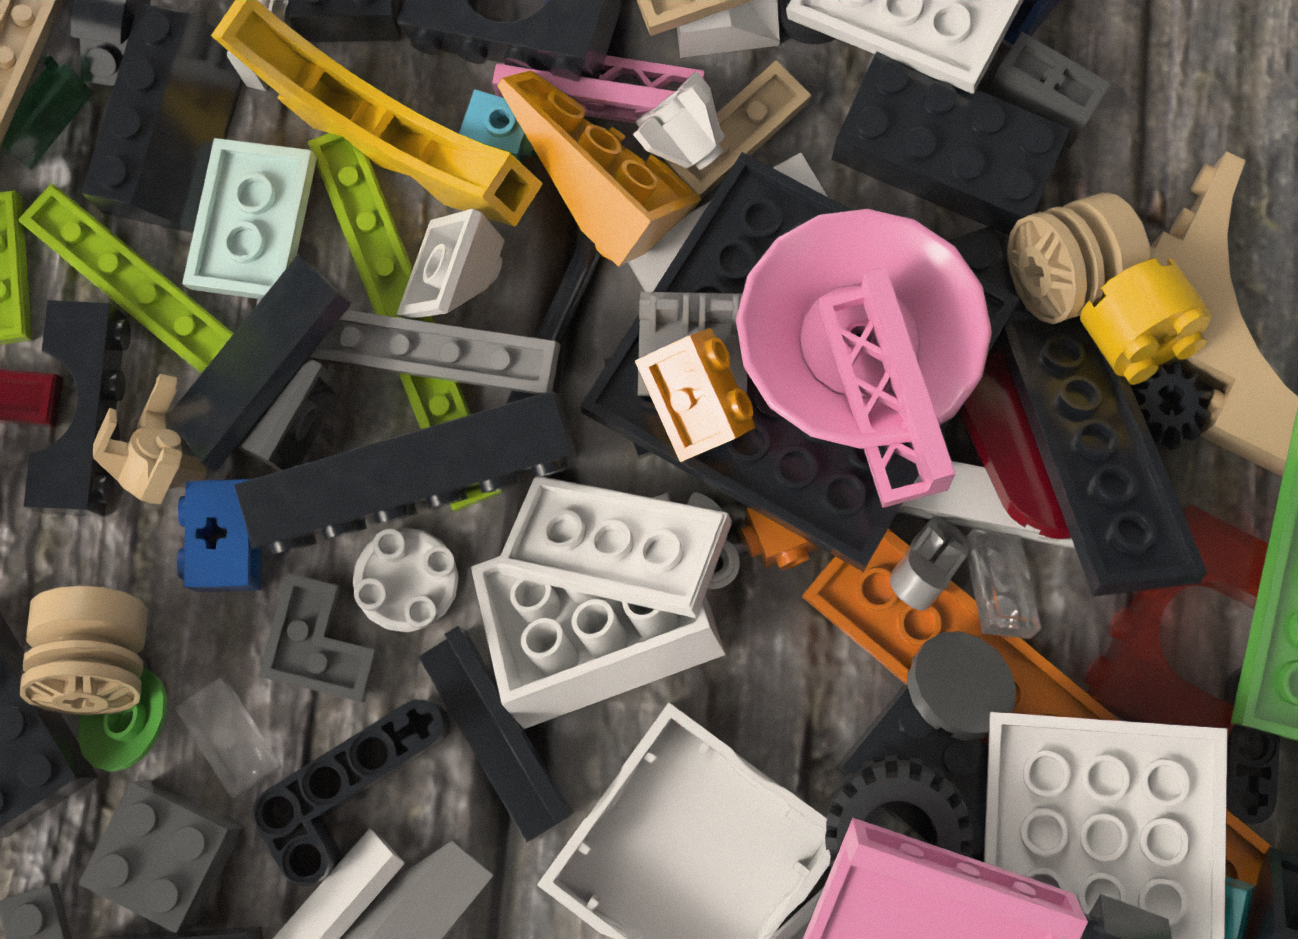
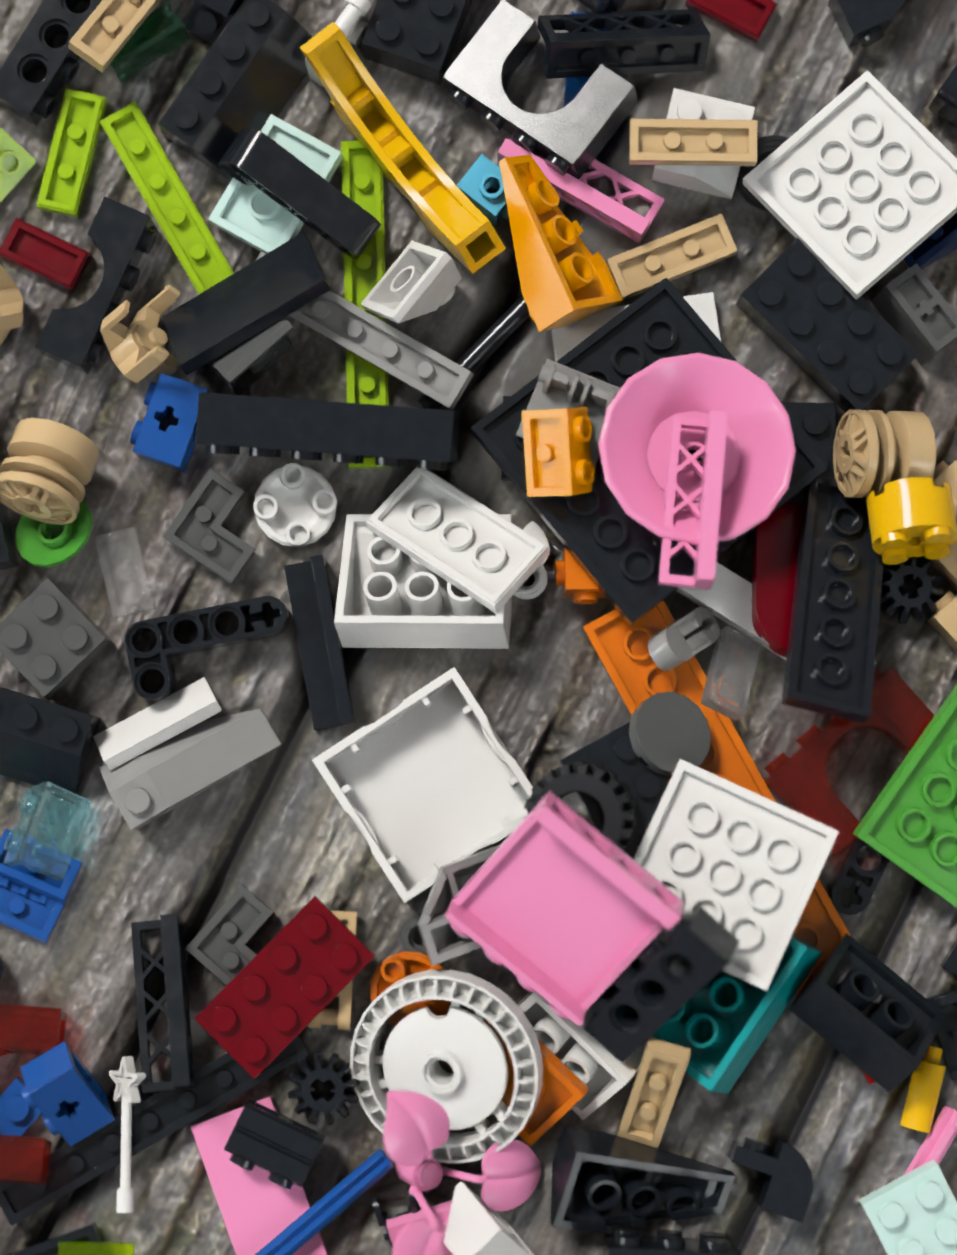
camera: 20 degrees right, 5 degrees up
(277, 207) = (301, 191): none -> black beam
(683, 126) = (628, 242): white brick -> none

